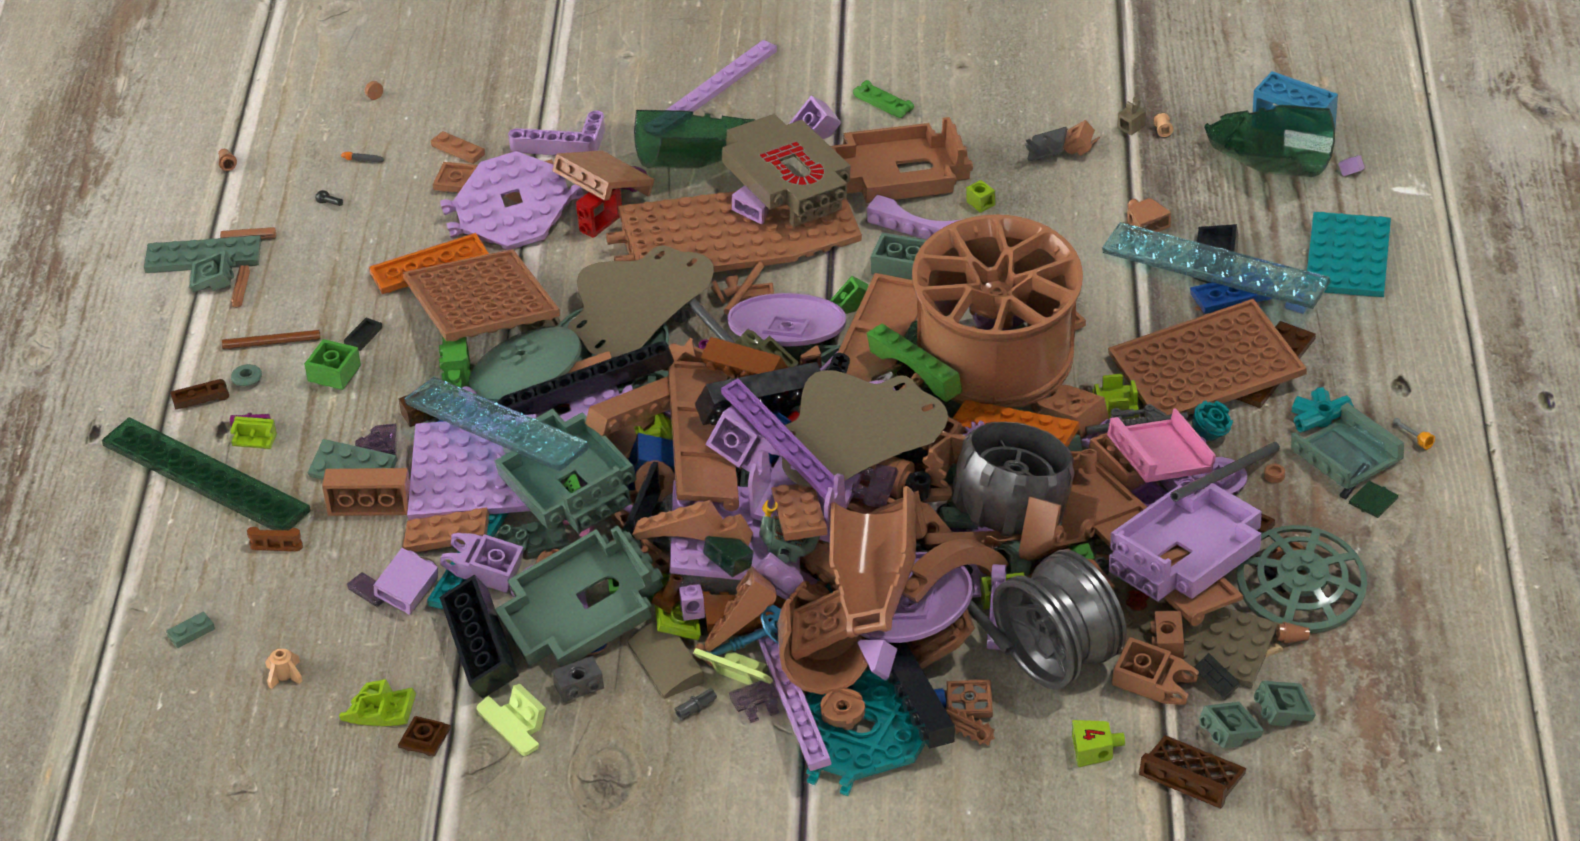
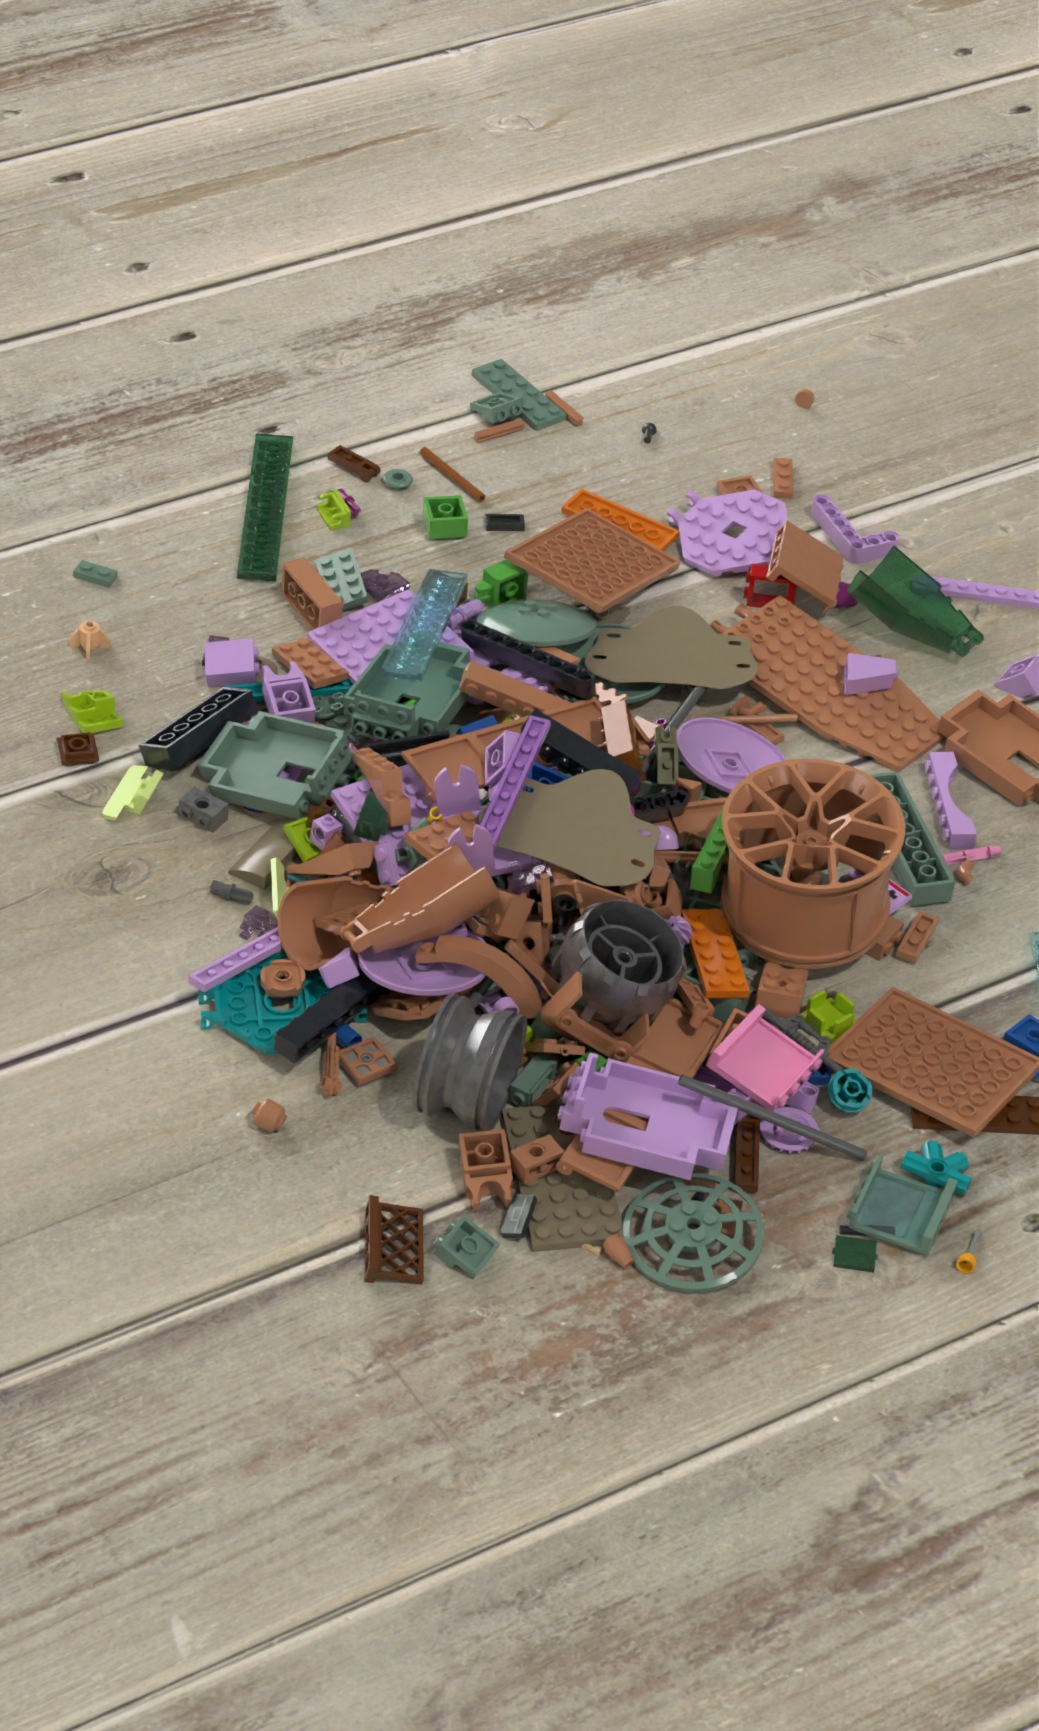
camera: 50 degrees right, 0 degrees up
(226, 159) = (639, 356): nougat cone -> none
(275, 539) = (224, 574): dark orange plate -> none
(362, 157) = (720, 433): dark grey piece -> none
(756, 155) = (926, 642): dark tan panel -> none
(914, 480) = (544, 907): none -> nougat plate
(980, 196) = (1024, 824): lime brick -> none
(995, 788) = (269, 1115): none -> nougat head
(1094, 741) = (373, 1161): lime torso -> none
(1274, 473) = (828, 1168): nougat tile -> none
(1283, 703) = (521, 1275): sand green plate -> none

